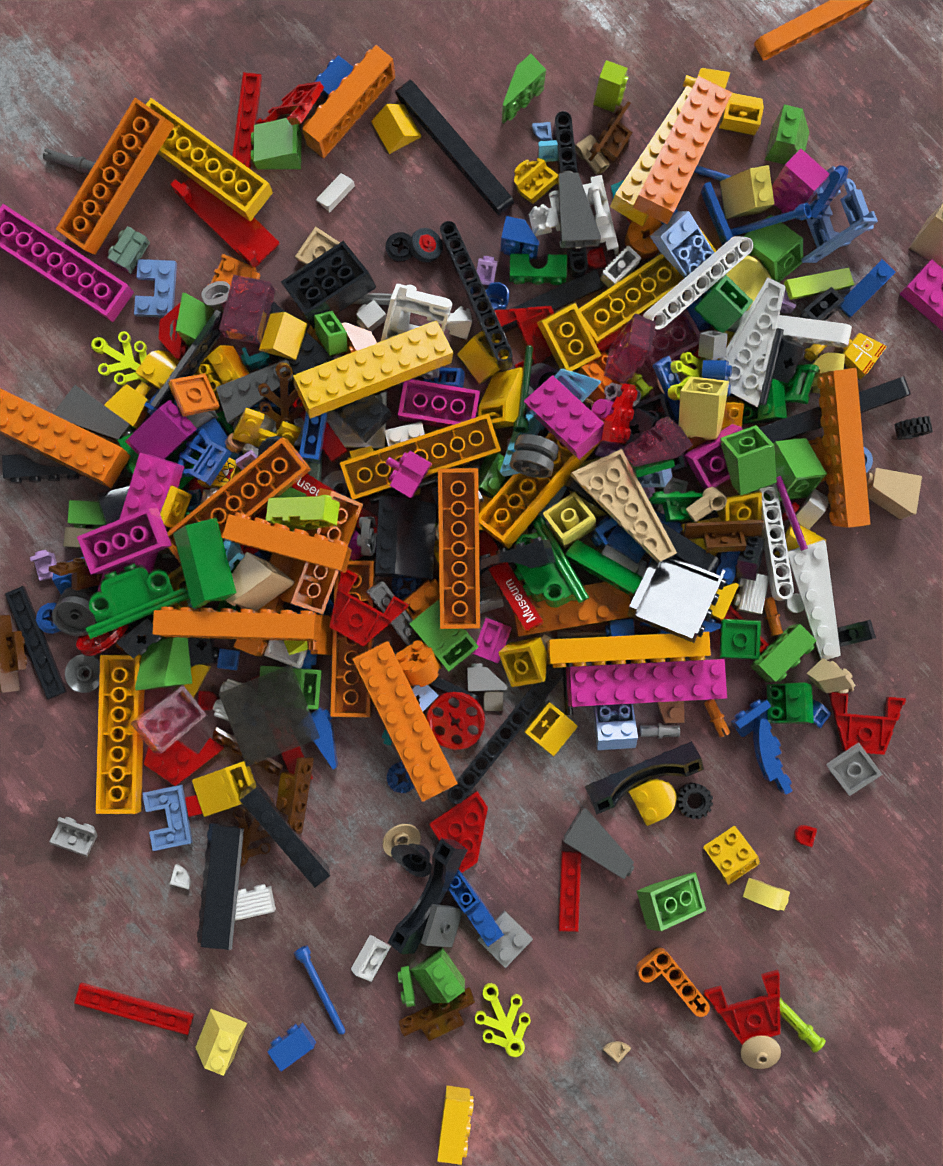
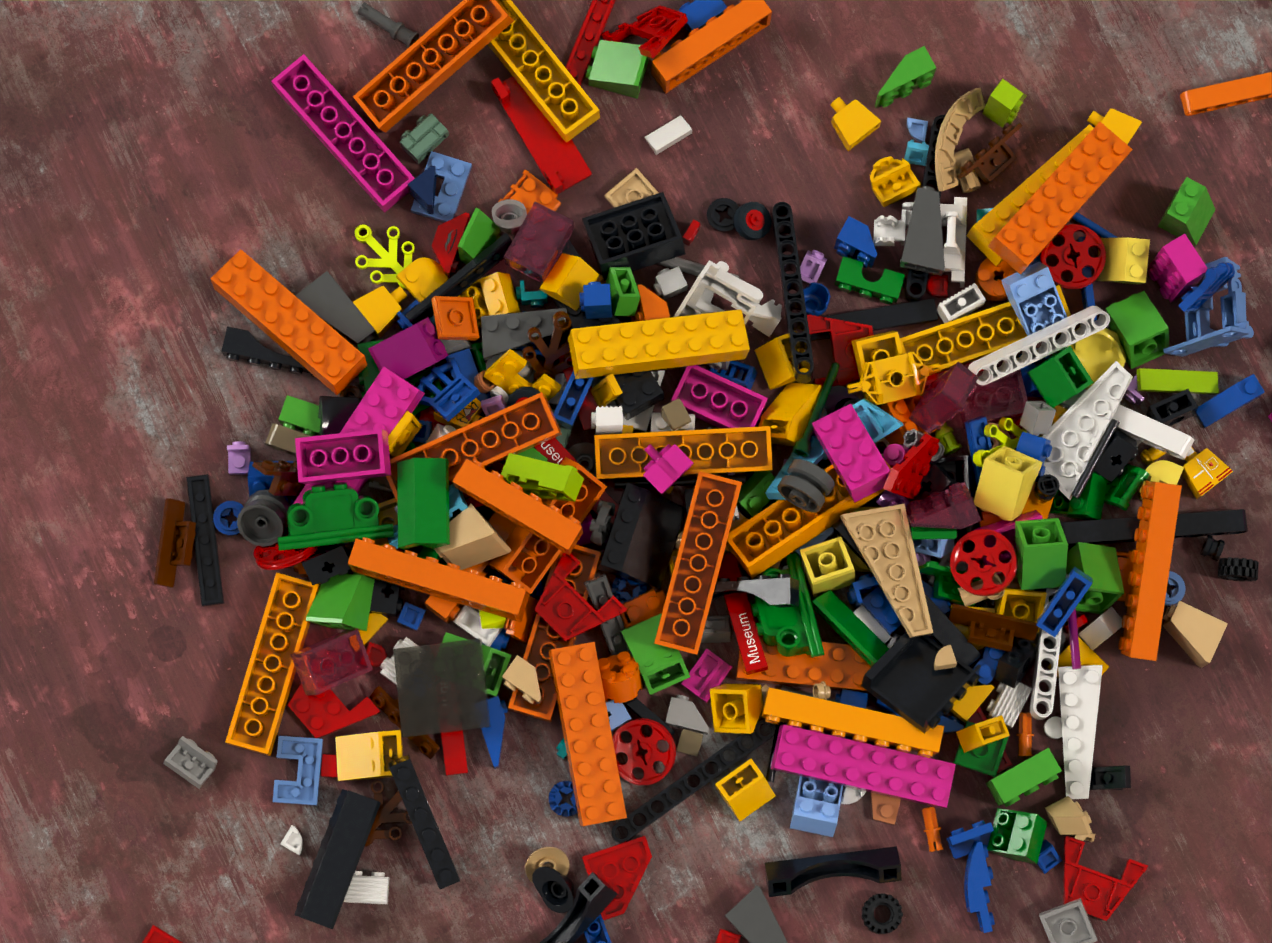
camera: 15 degrees right, 5 degrees down
(75, 673) = (239, 588): dark grey dish -> none
(139, 291) = (424, 189): none -> dark blue slope
(294, 792) = (444, 780): reddish brown bracket -> none
(309, 345) = (596, 300): none -> blue brick
(336, 688) = (523, 677): none -> tan slope
(340, 422) = (606, 391): none -> yellow tile
(347, 446) = (607, 420): none -> white brick
(376, 268) = (691, 232): none -> red tile
(395, 127) = (754, 81): yellow slope -> none
(405, 426) = (675, 414): none -> dark tan slope
(454, 147) = (814, 121): black beam -> none
(487, 139) = (853, 122): none -> yellow torso
(568, 348) = (877, 378): none -> yellow plate
(572, 127) = (949, 135): none -> tan tile
(593, 628) = (821, 691): none -> tan plate
(641, 708) = (851, 795): none -> white tile
(654, 800) = (838, 900): yellow slope -> none
(659, 730) = (865, 826): light grey pin -> none
(692, 572) = (945, 658): none -> tan tile
(709, 472) = (988, 571): none -> red wedge
(713, 199) = (1078, 248): none -> red wedge
(734, 406) = (1043, 491): none -> black wheel
(739, 627) = (982, 733): none -> yellow slope
(742, 114) = (1144, 168): yellow slope -> none
(781, 495) = (1064, 601): none -> blue brick
(801, 212) = (1171, 300): blue piece -> none
(885, 416) = (1212, 547): none -> black wheel

